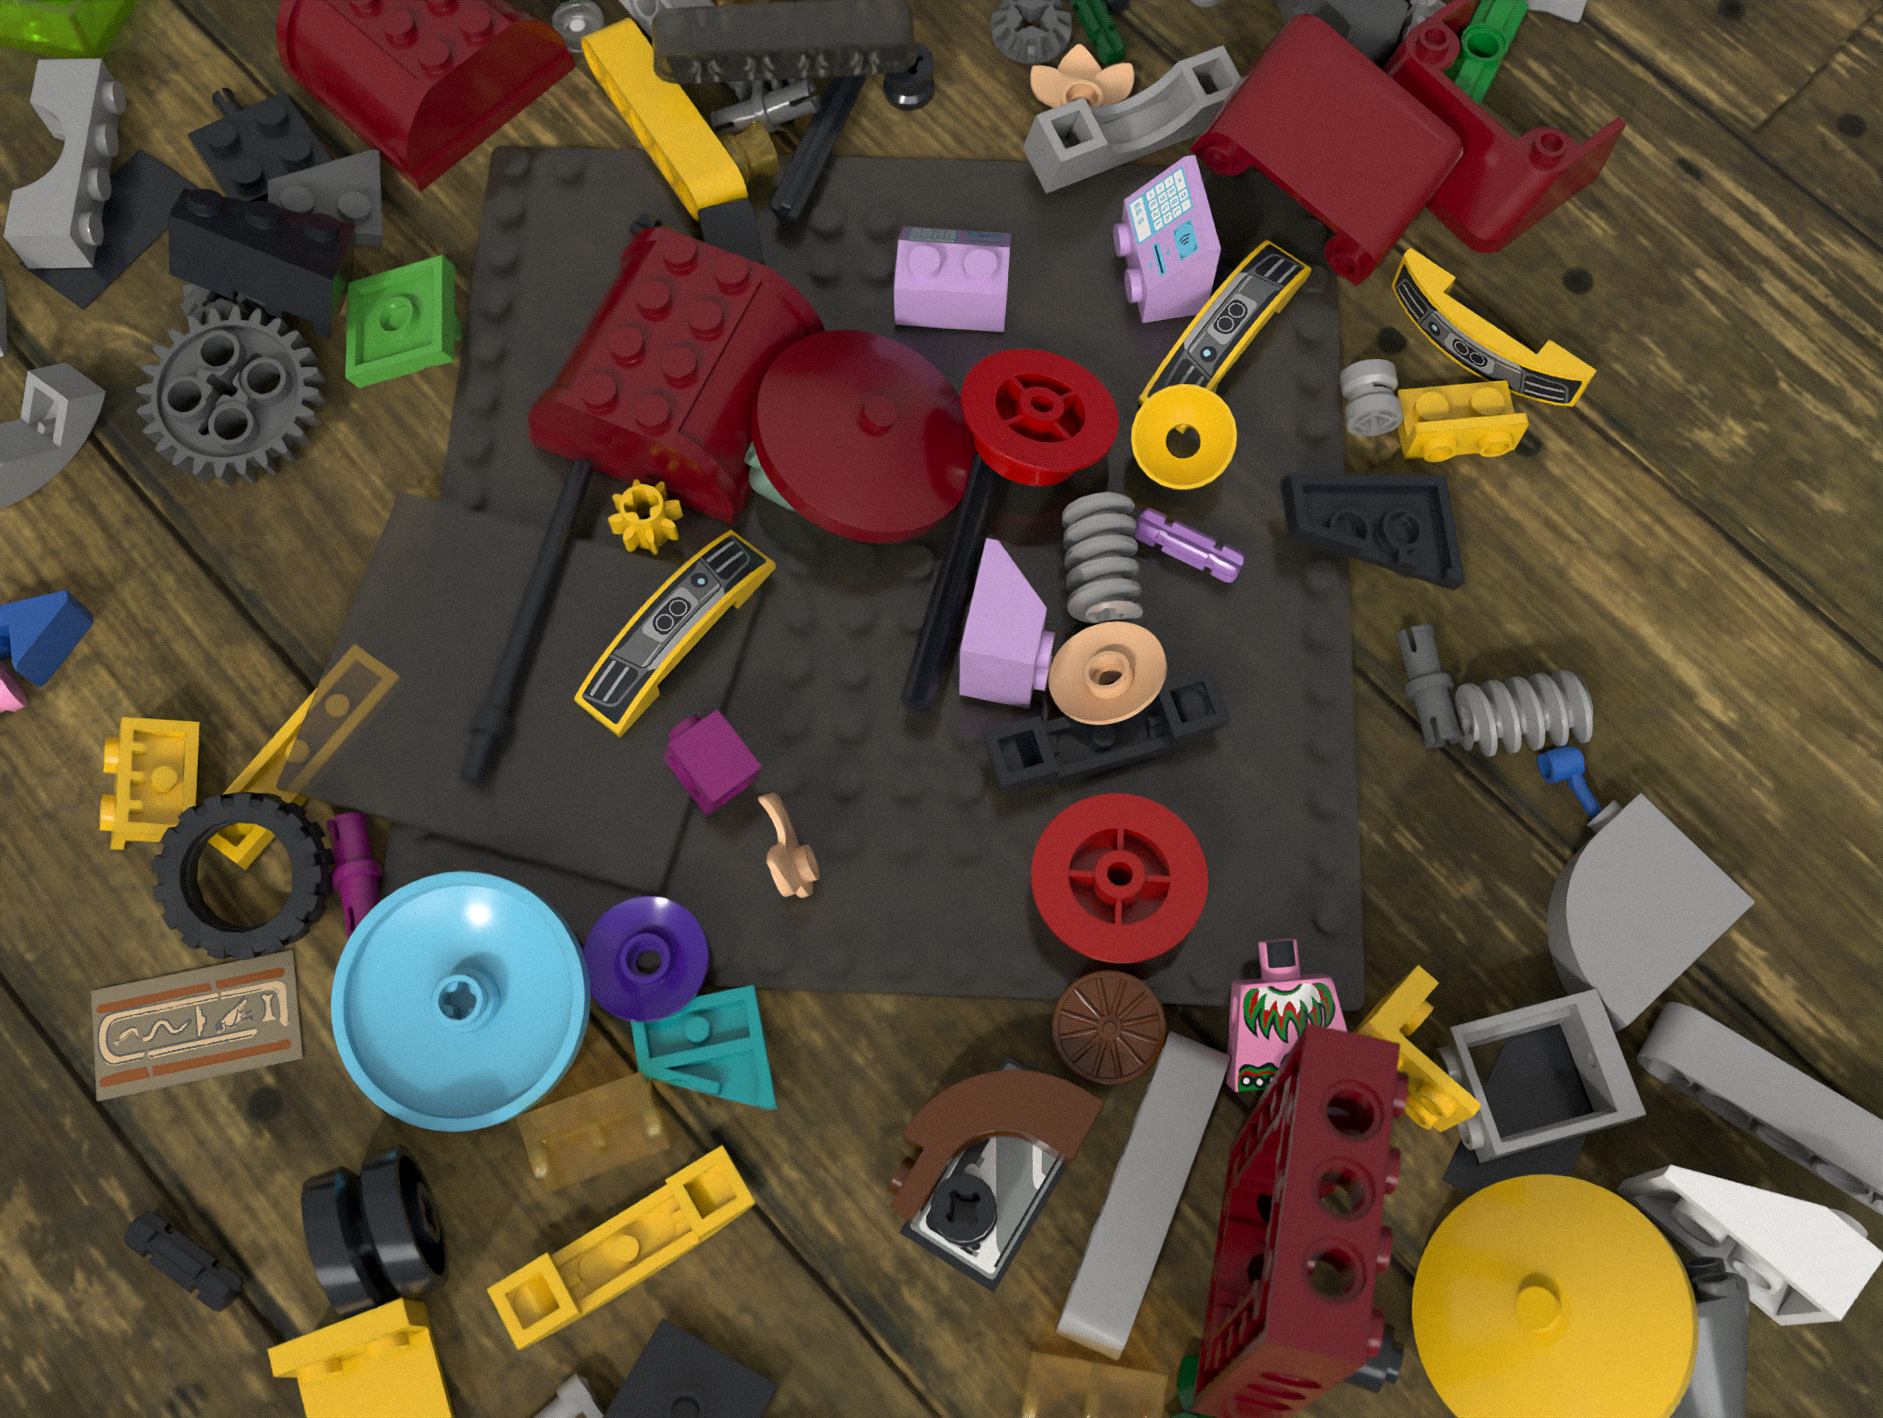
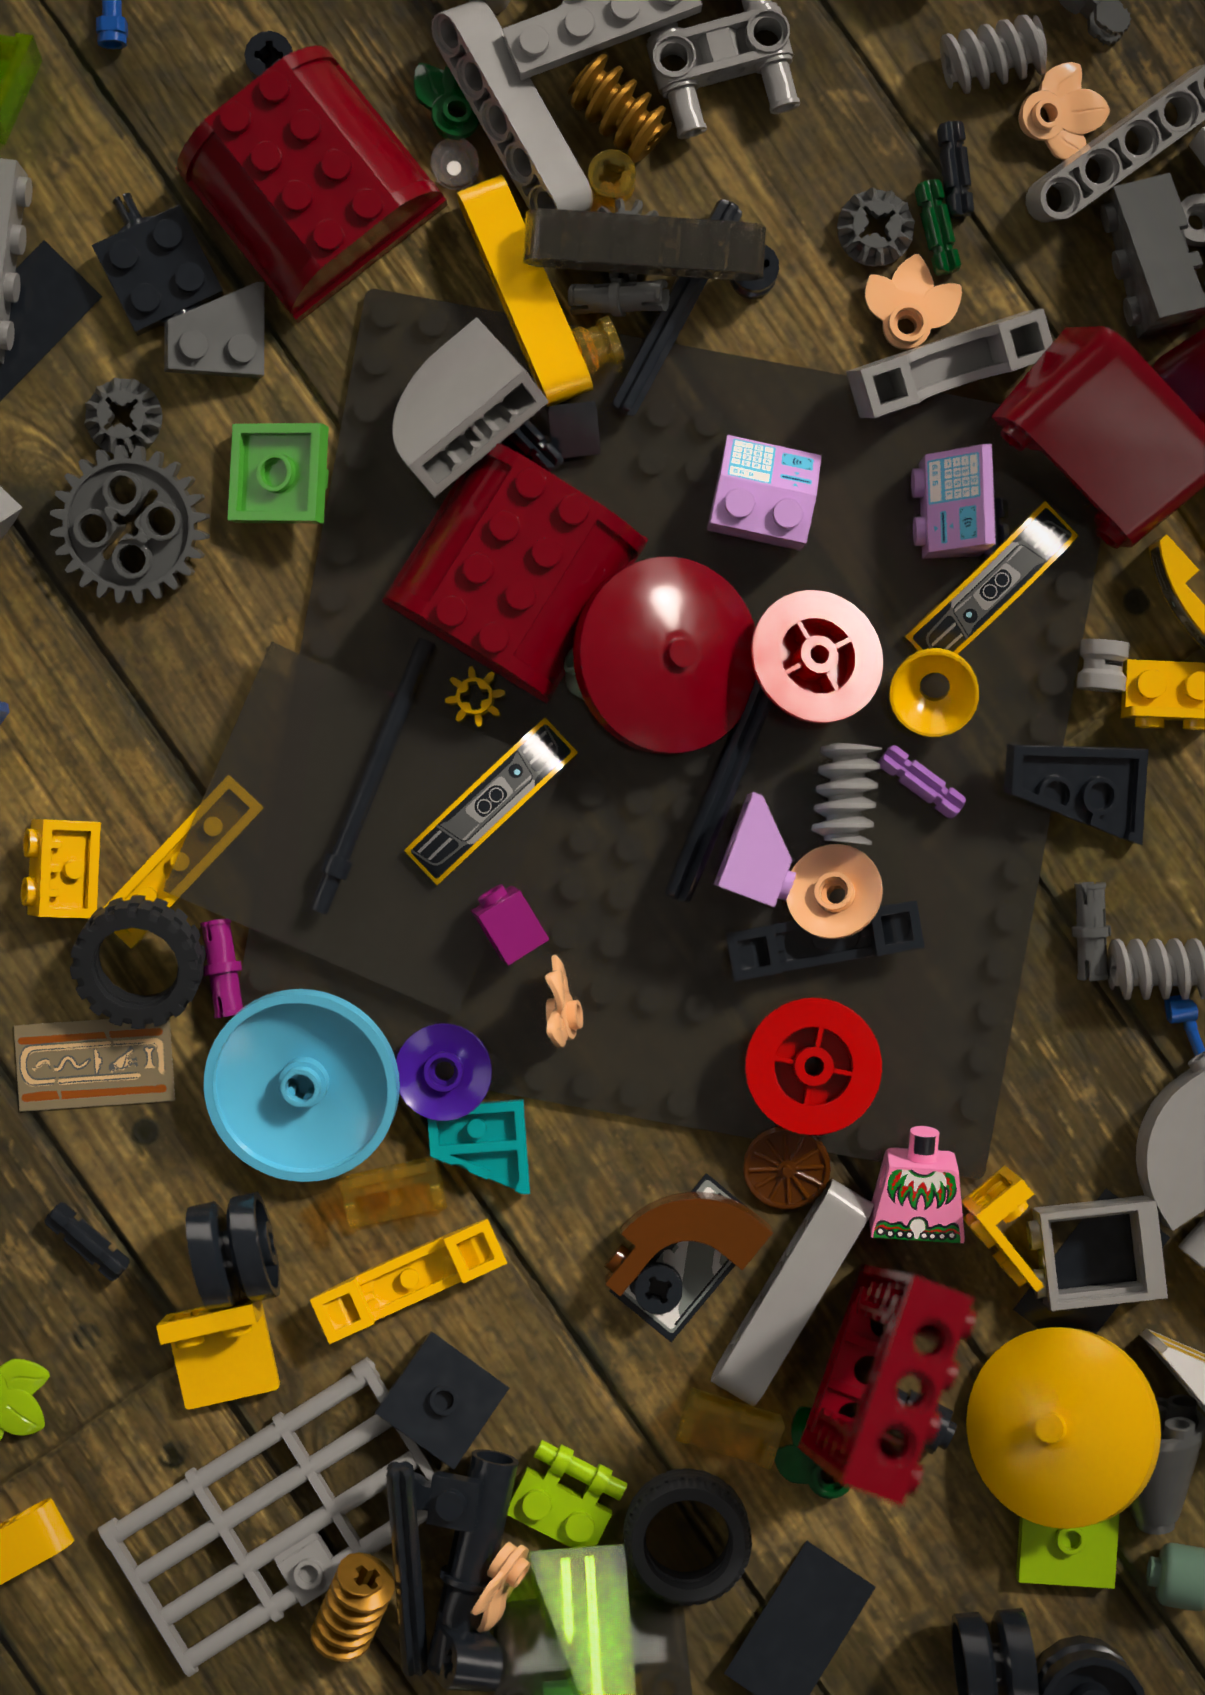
camera: 10 degrees right, 20 degrees up
(263, 252) = (167, 403): black wedge -> none
(602, 208) = (462, 406): none -> light grey brick

